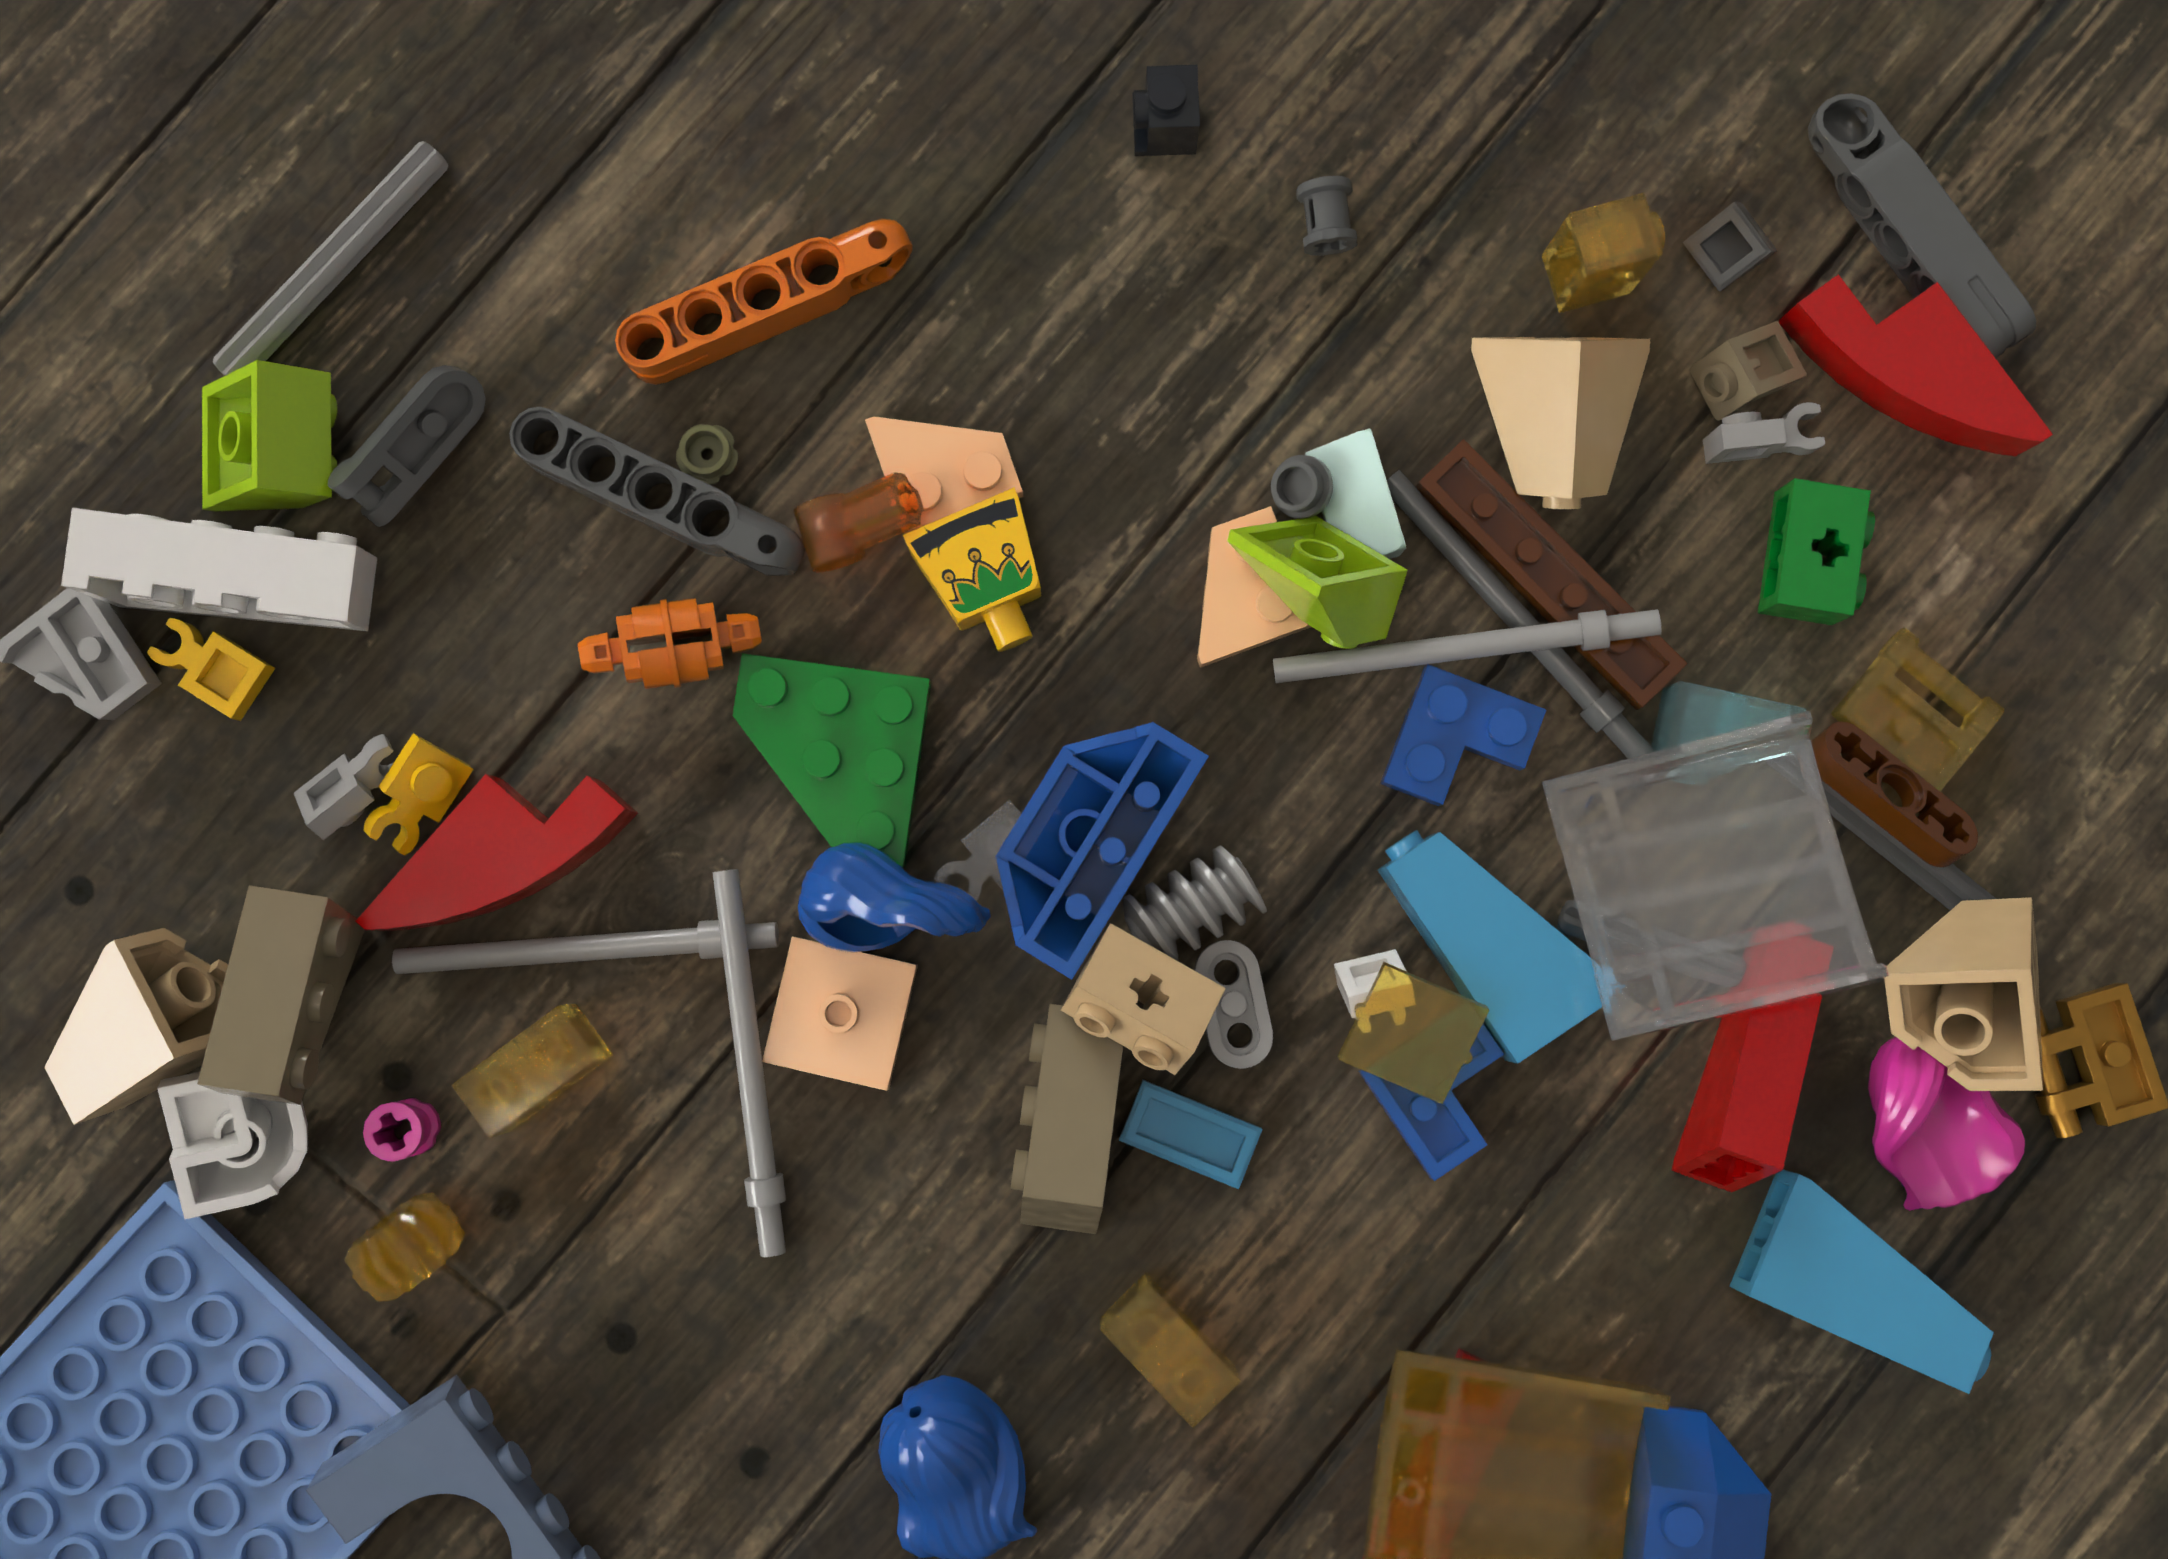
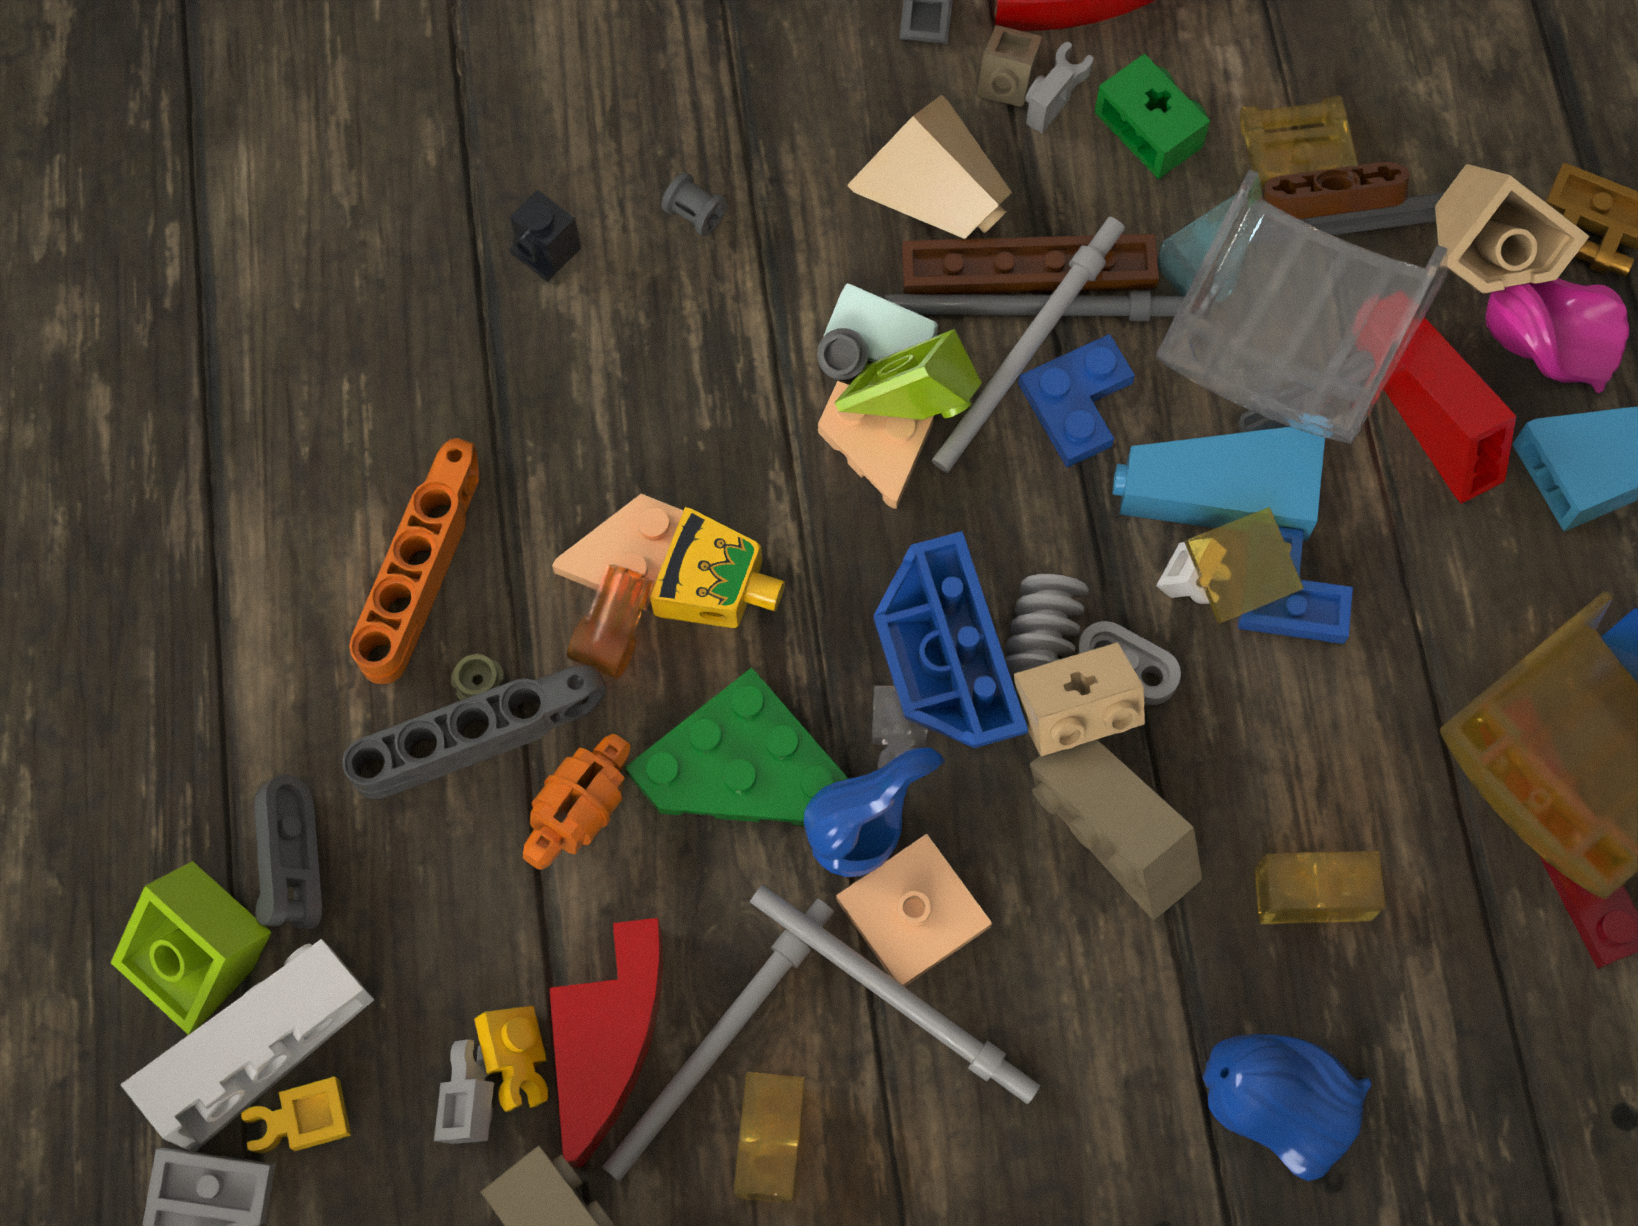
camera: 45 degrees left, 15 degrees down
(333, 259) = (119, 804): light grey axle -> none
(1190, 1134) = (1191, 760): dark azure tile -> none
(1603, 252) = (867, 75): clear yellow brick -> none

